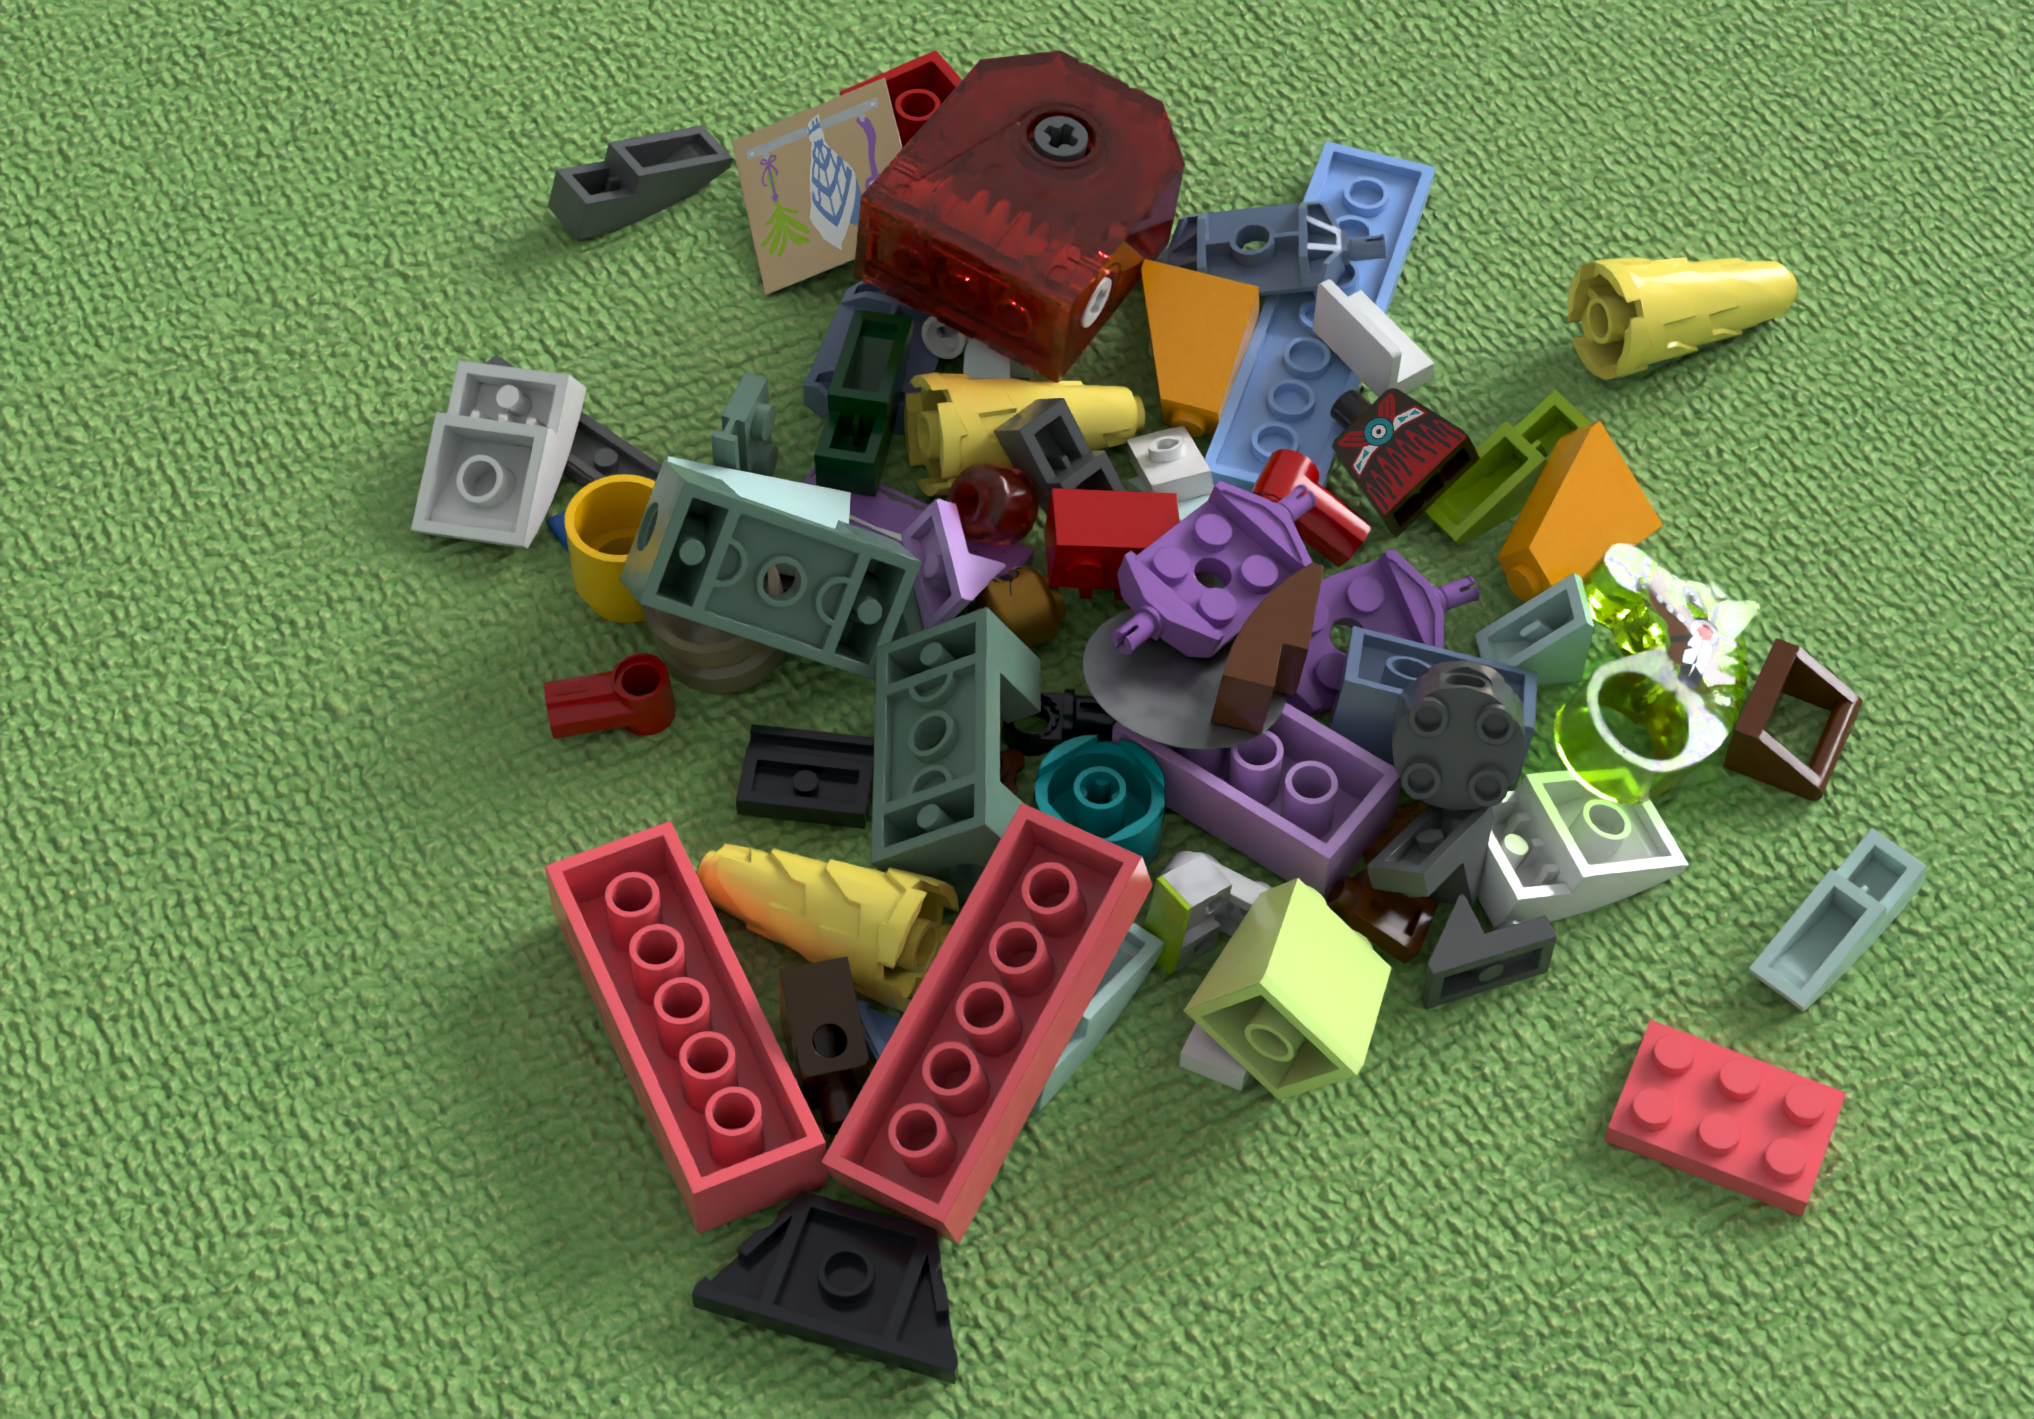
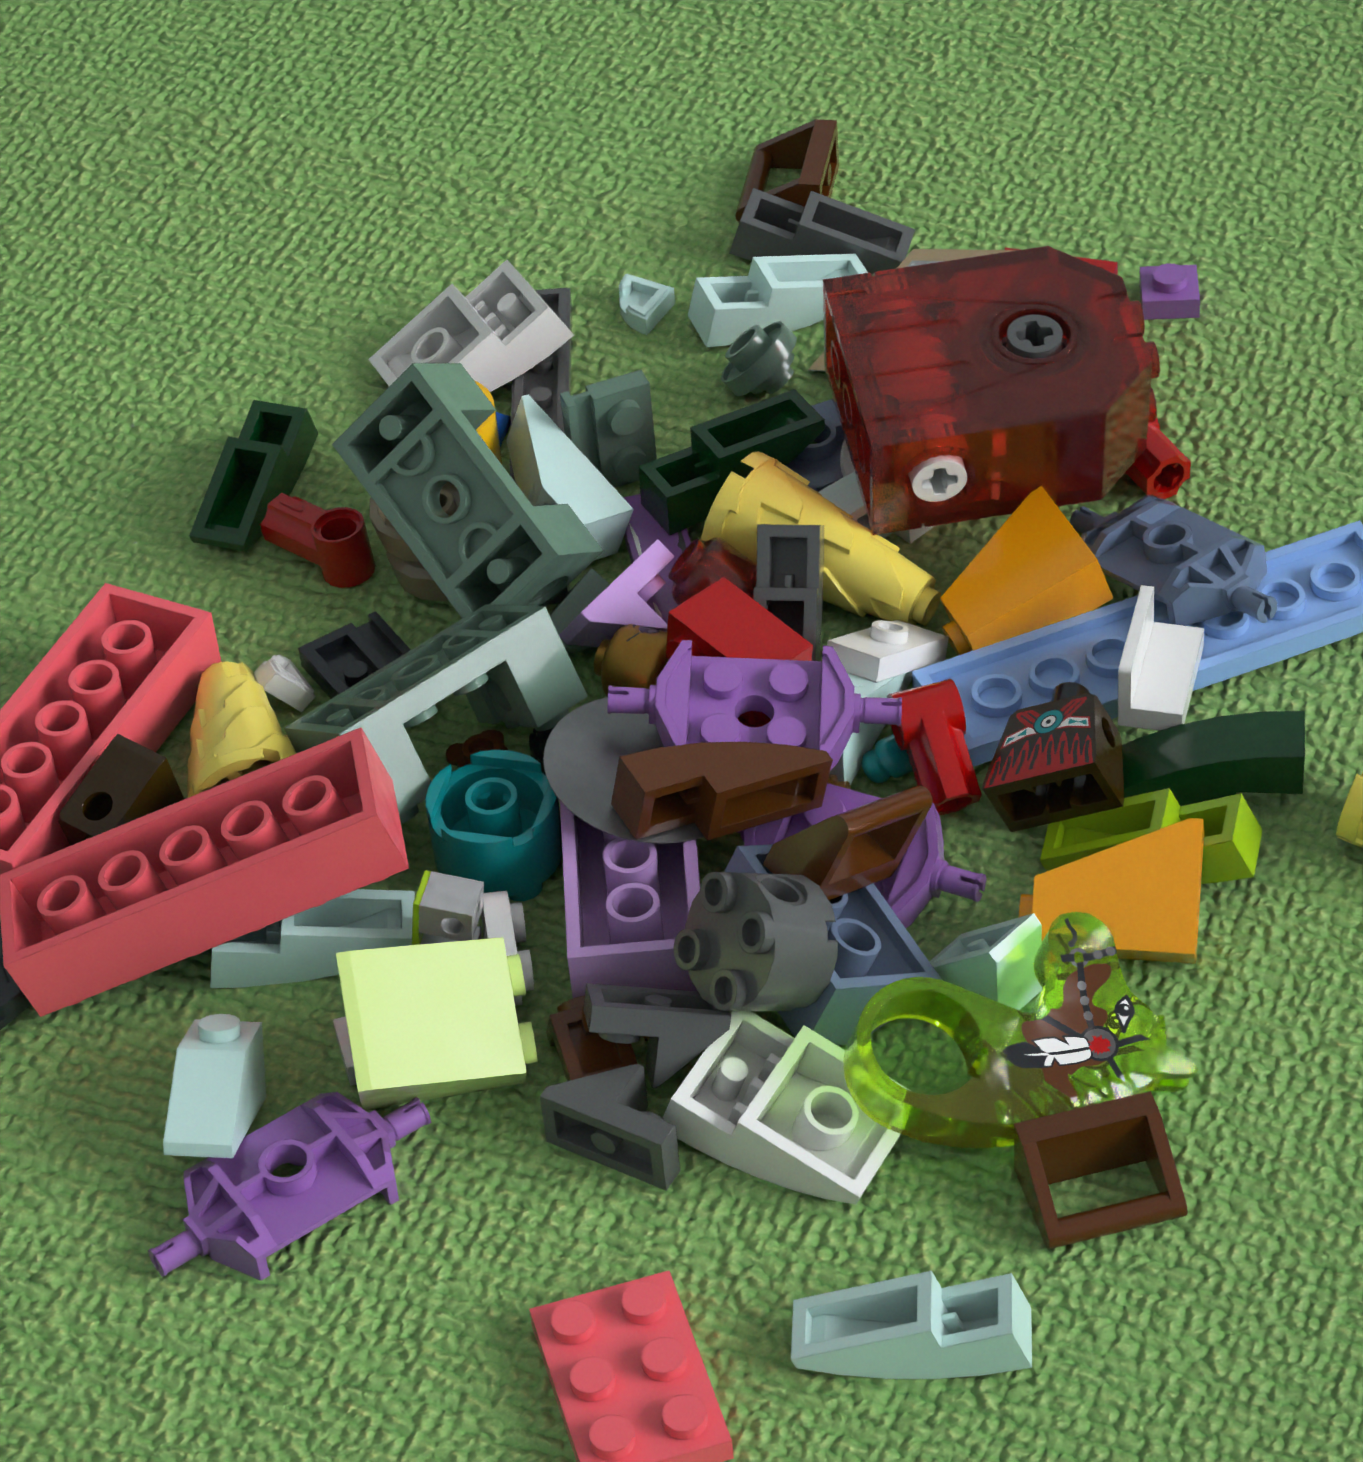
camera: 55 degrees right, 10 degrees down
(478, 694) = (253, 473): none -> dark green slope
(556, 118) = (808, 148): none -> reddish brown tile
(563, 328) = (644, 302): none -> light aqua tile
(676, 251) = (774, 291): none -> light aqua slope
(745, 308) = (760, 360): none -> sand green plate
(750, 834) = (285, 682): none -> white tile
(952, 44) = (1169, 291): none -> medium lavender plate
(1207, 1173) = (215, 1087): none -> light aqua slope
(1318, 1240) = (247, 1213): none -> medium lavender plate
(1382, 616) = (853, 845): none -> reddish brown tile
(1487, 368) = (1219, 757): none -> dark green slope

